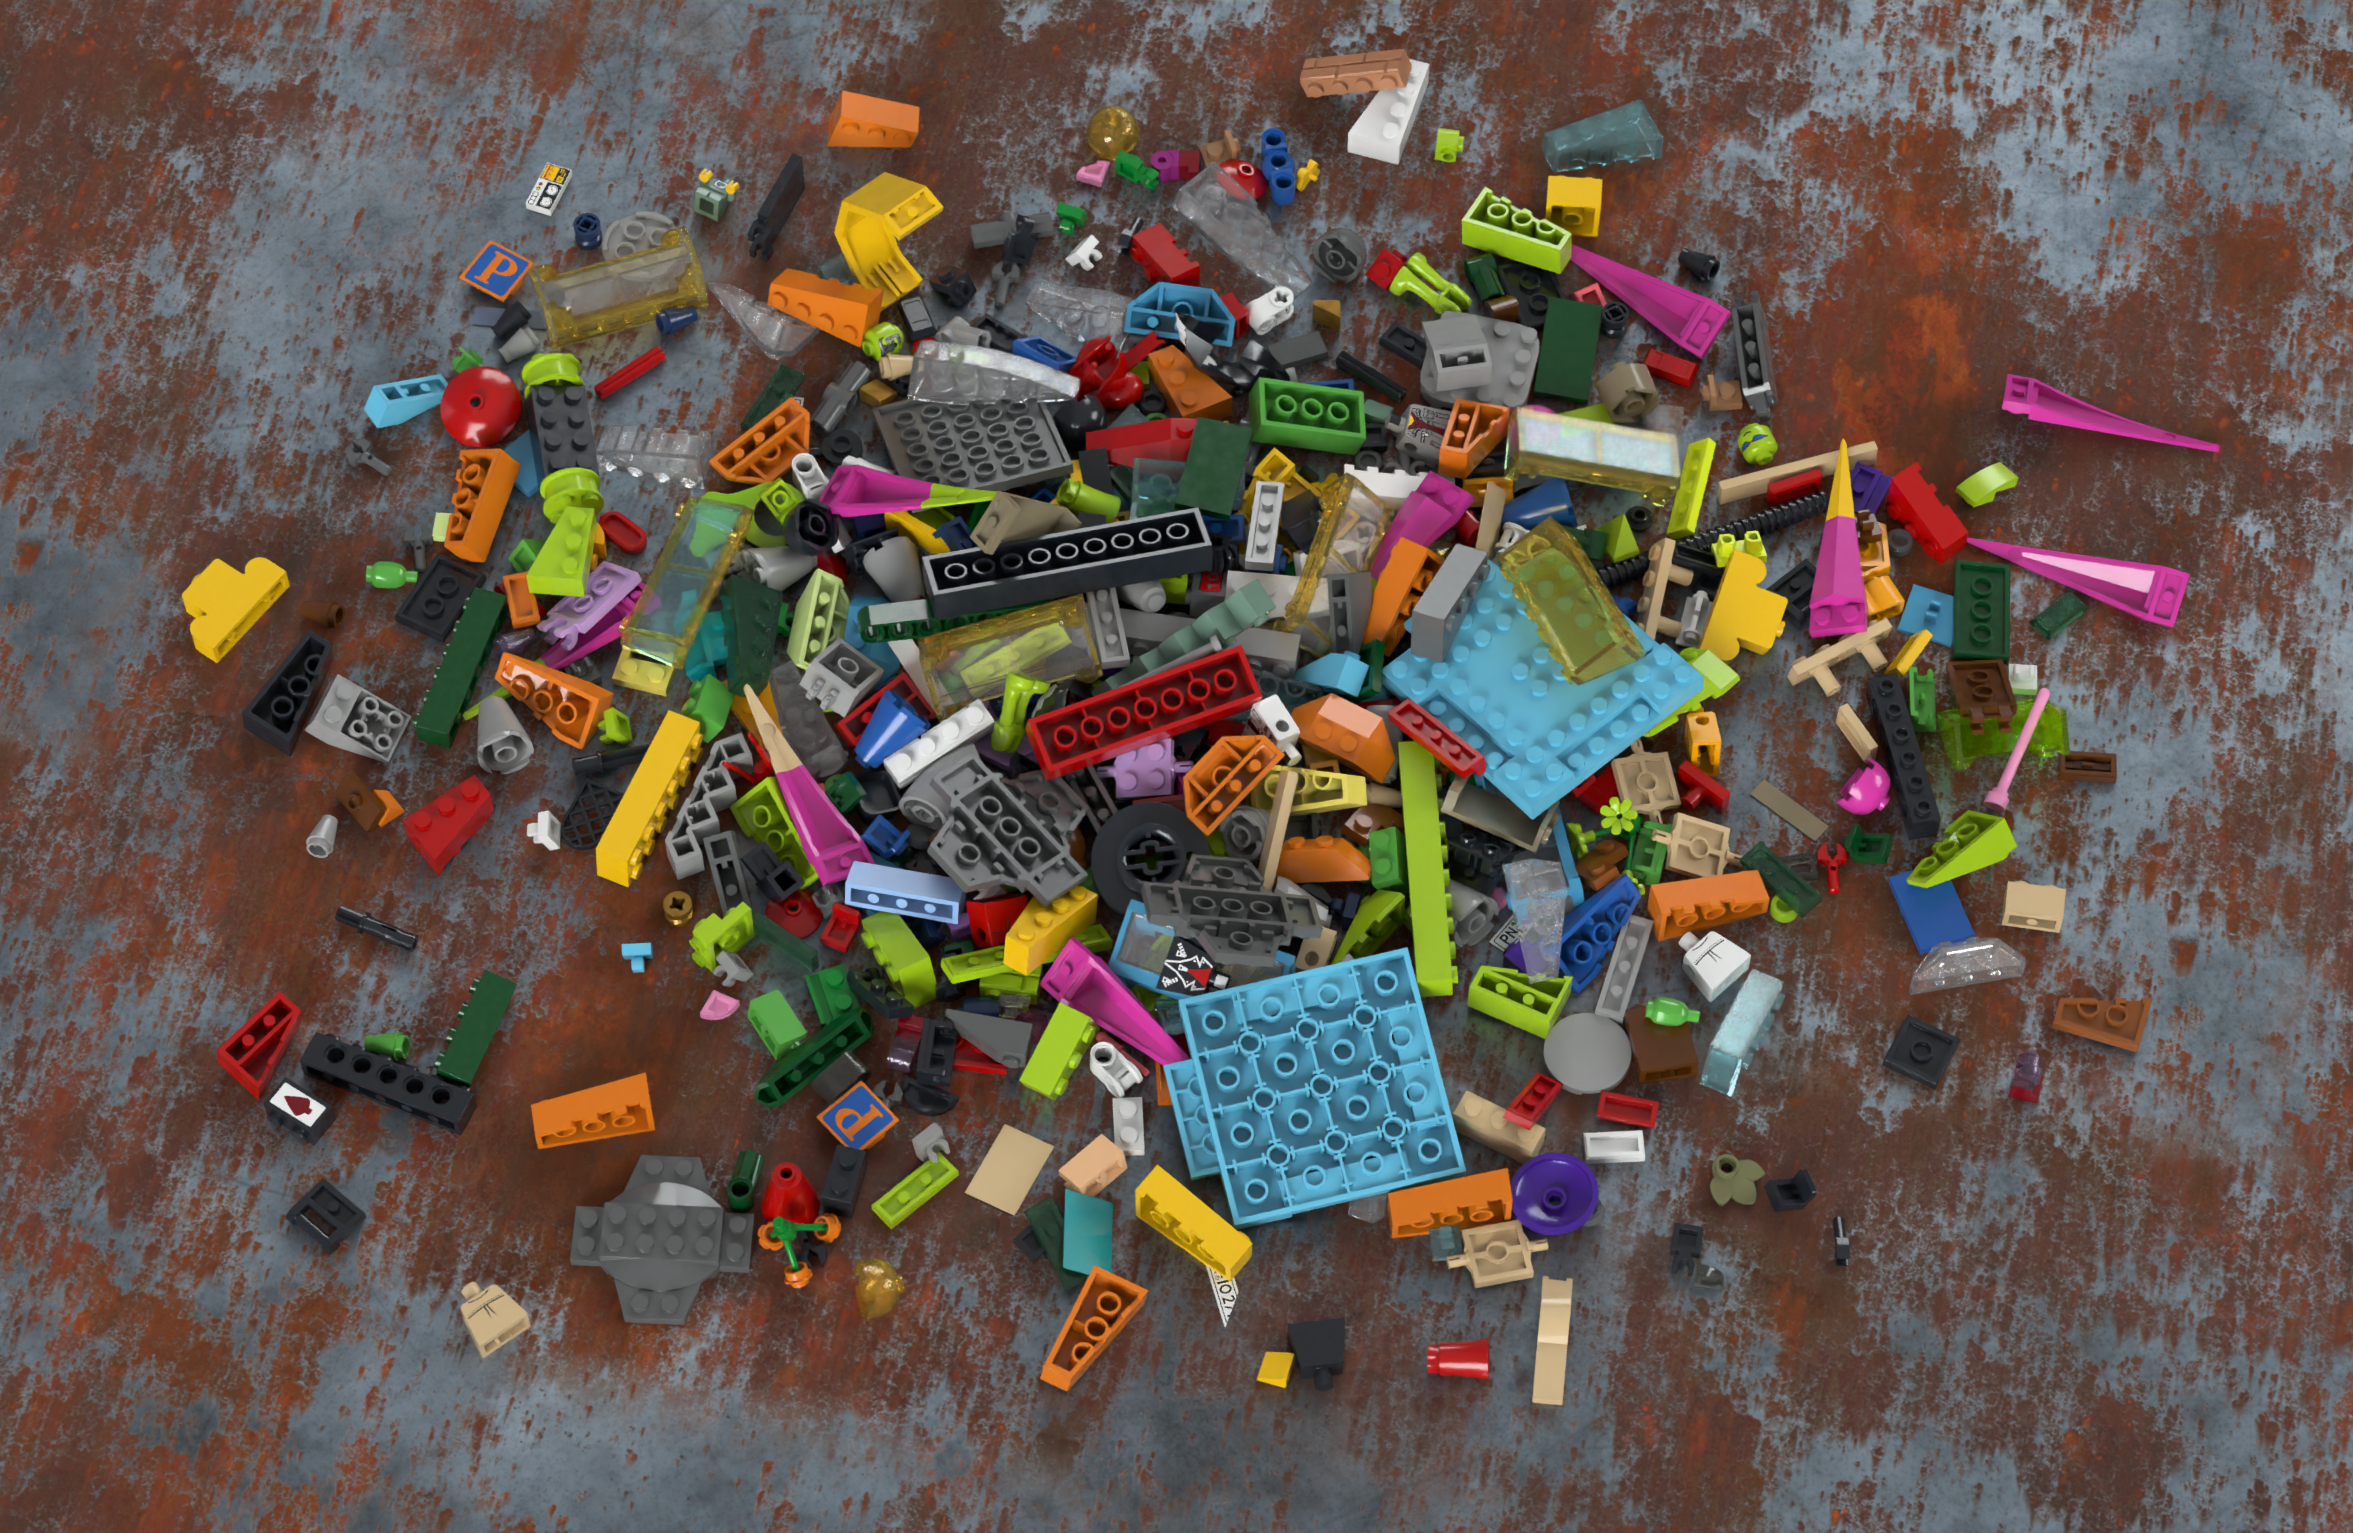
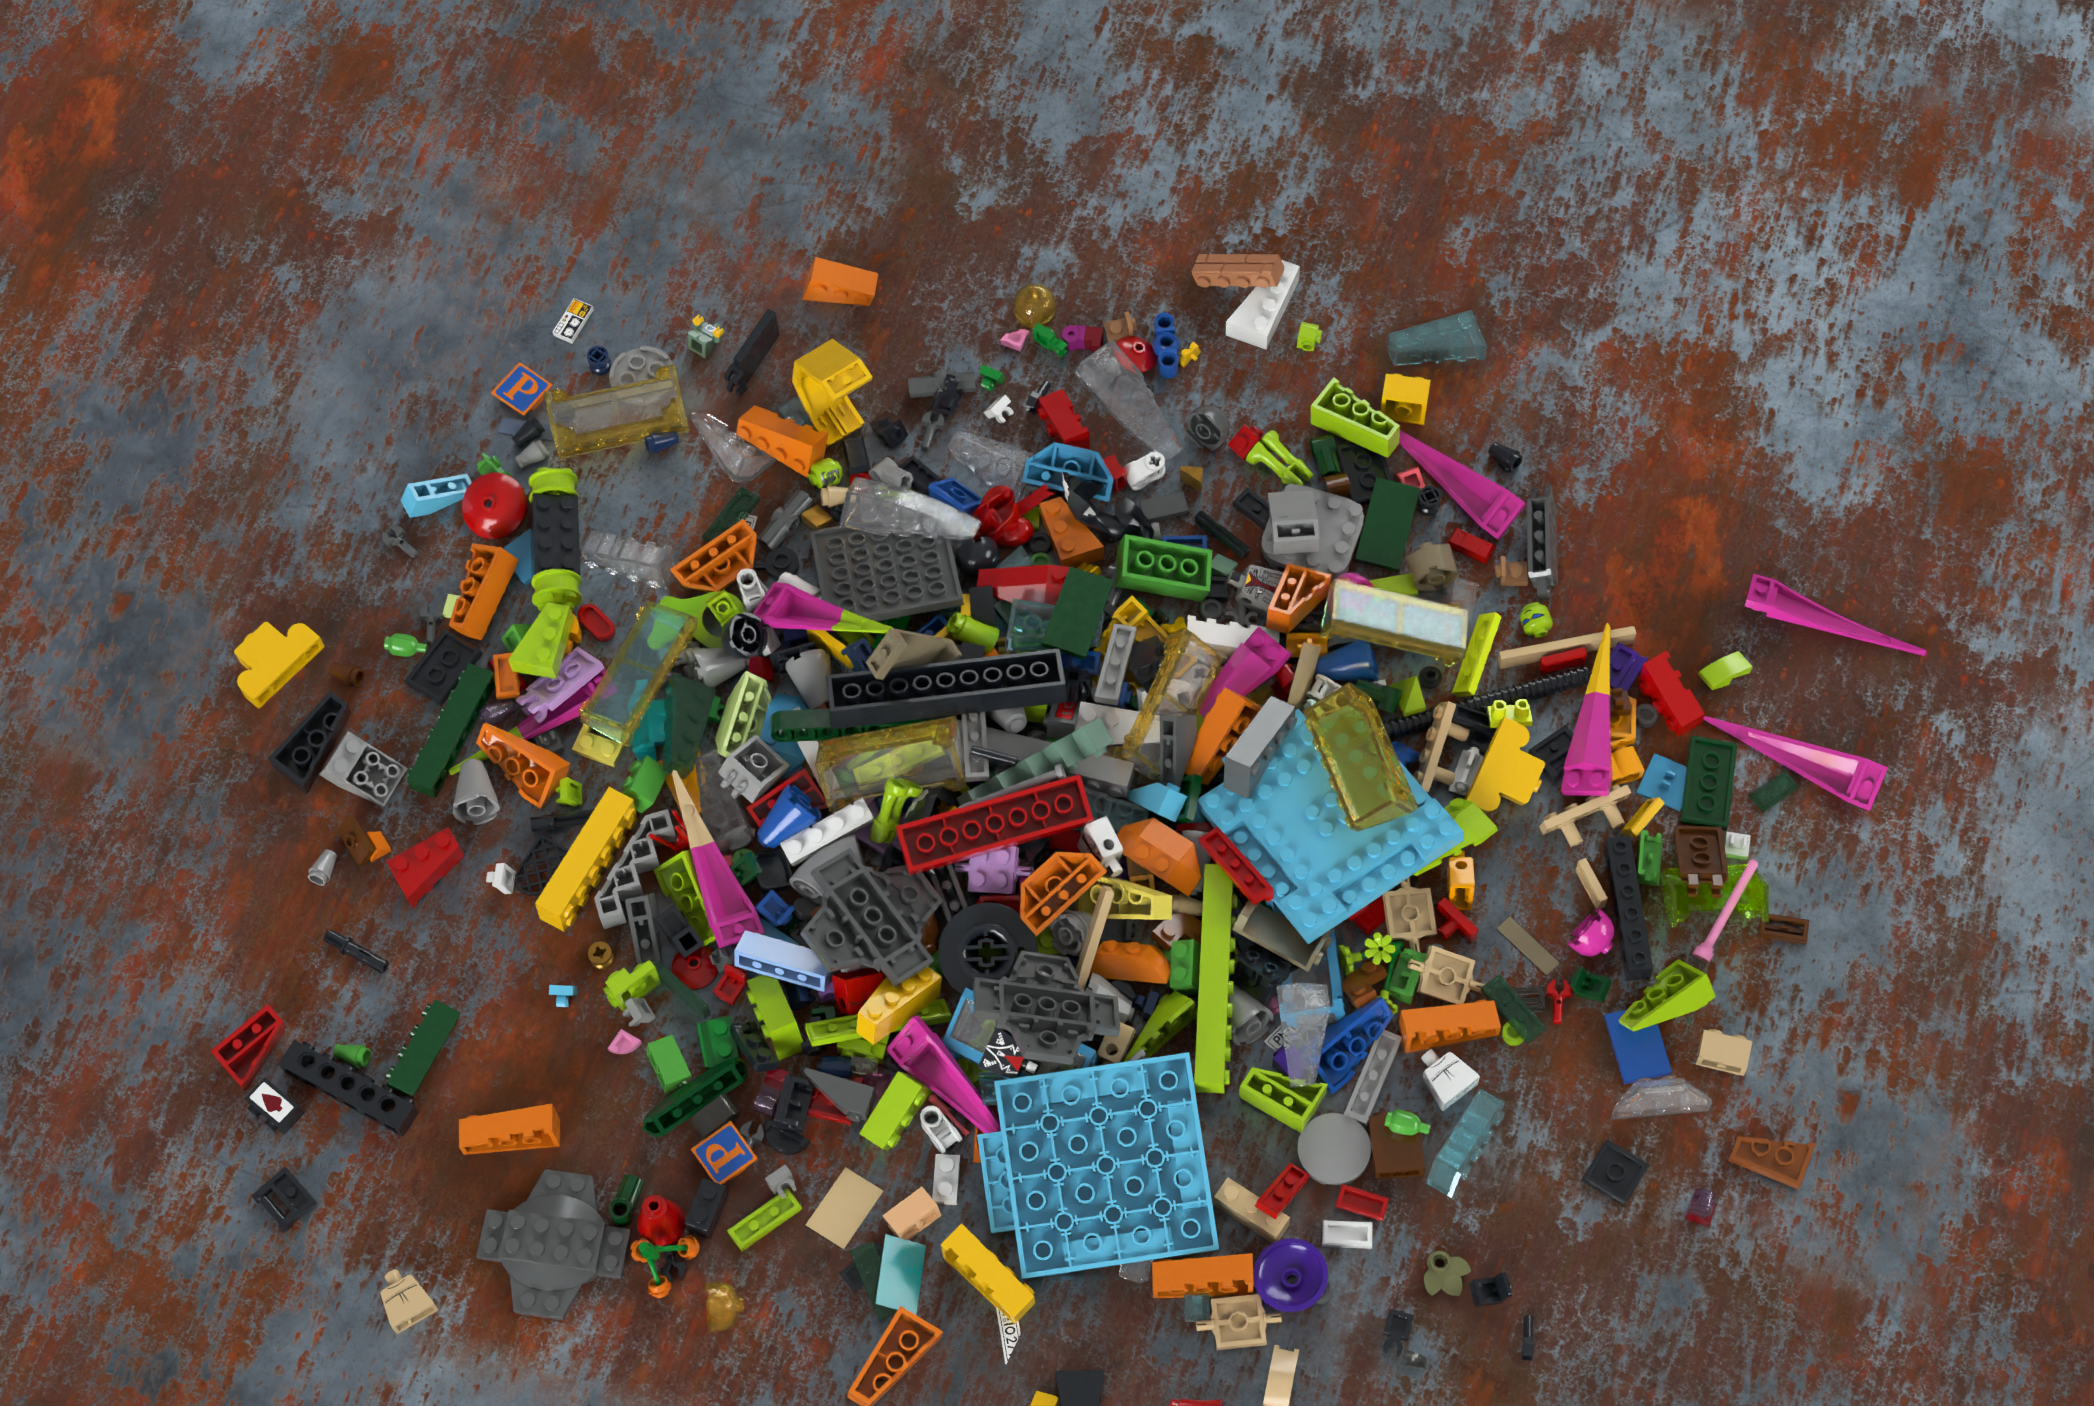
camera: 10 degrees right, 5 degrees up
(629, 372) = (618, 484): red axle -> none
(1133, 637) = (994, 757): none -> black piece

